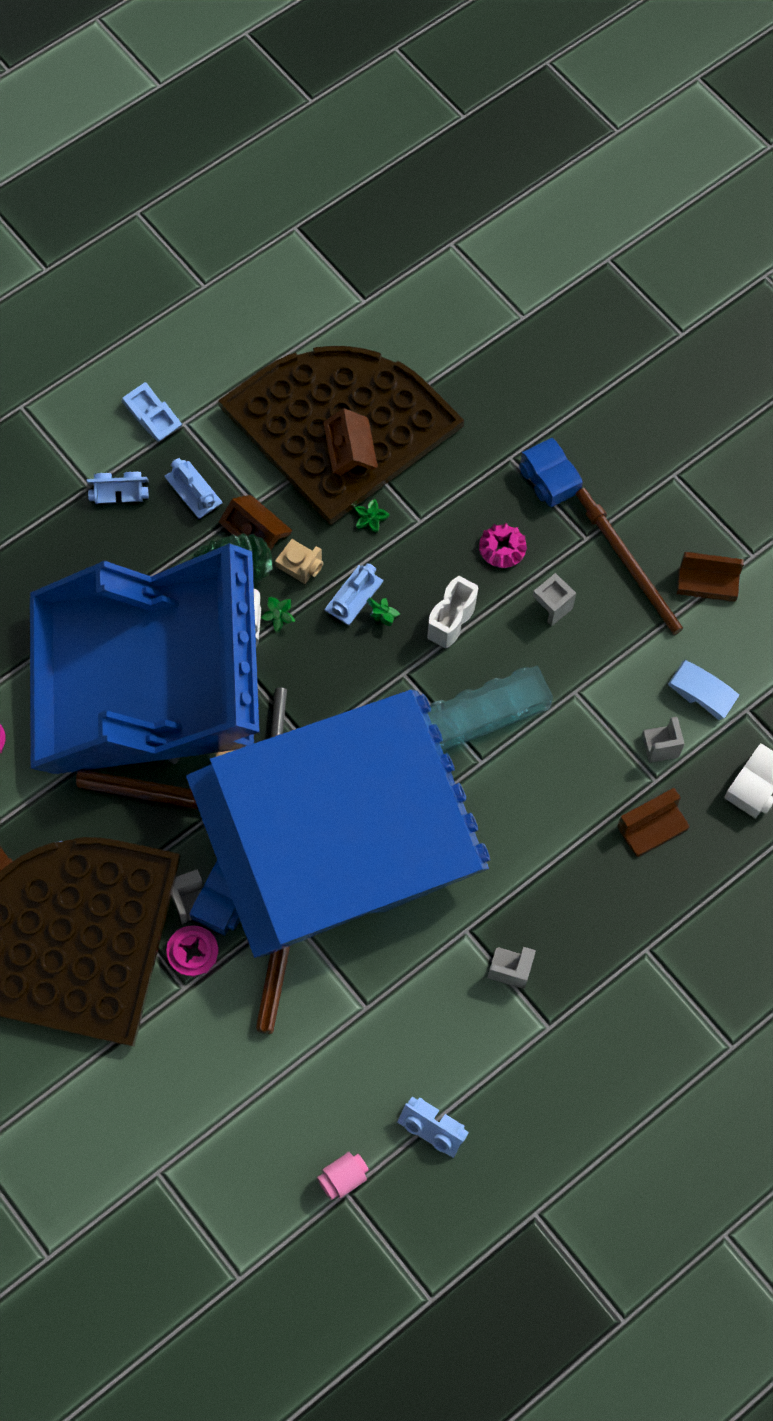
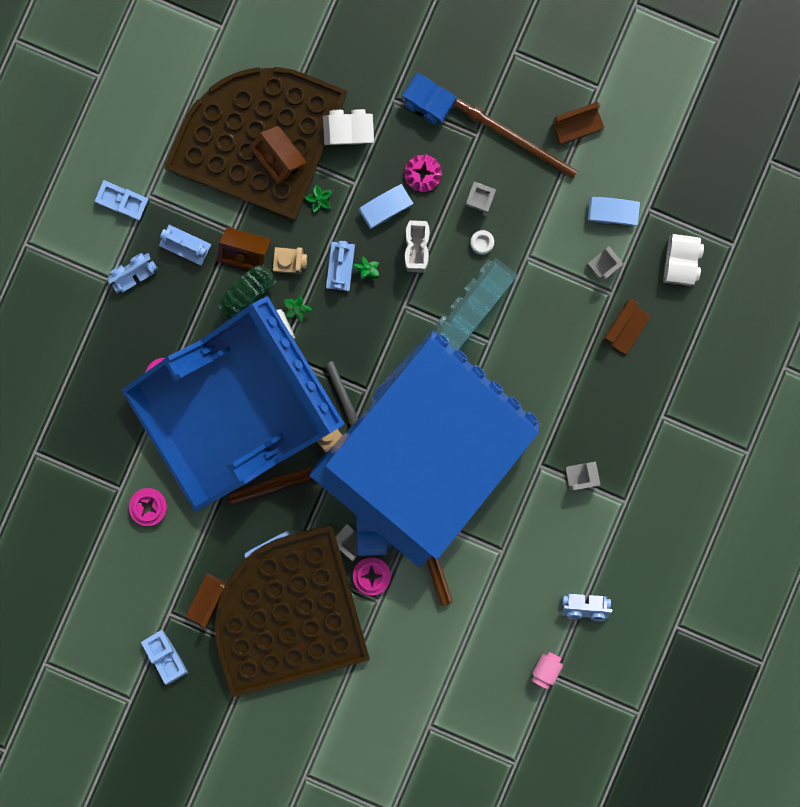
camera: 30 degrees left, 20 degrees up
(439, 556) = (385, 206): none -> light blue slope
(443, 456) = (348, 128): none -> white brick
(531, 649) = (482, 242): none -> white tile

